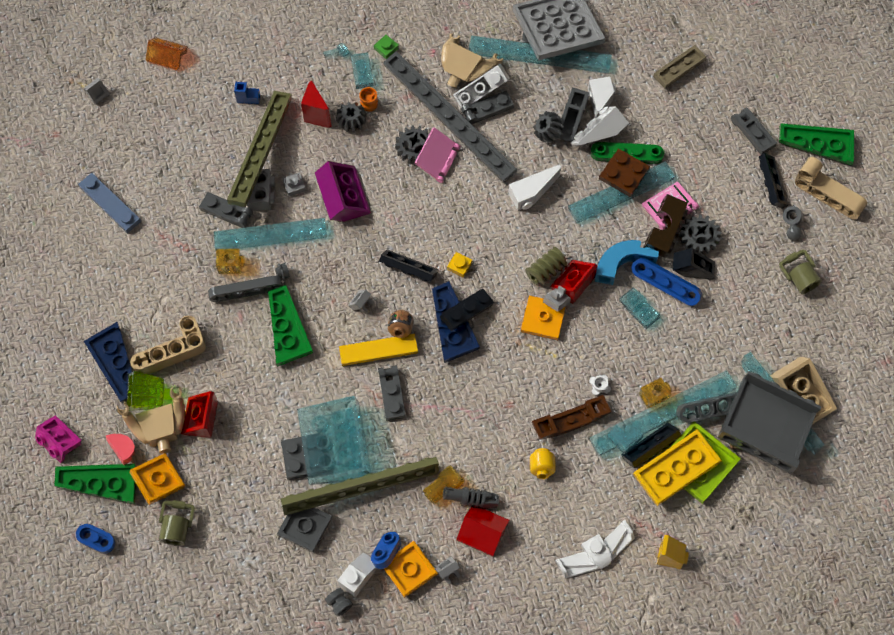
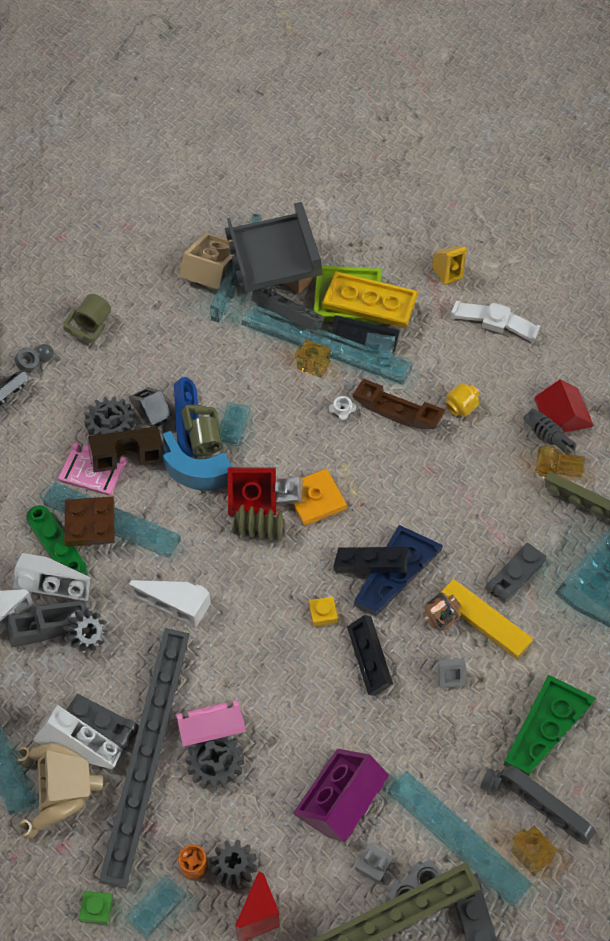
camera: 130 degrees left, 10 degrees down
(639, 275) = (203, 431): none -> olive piece

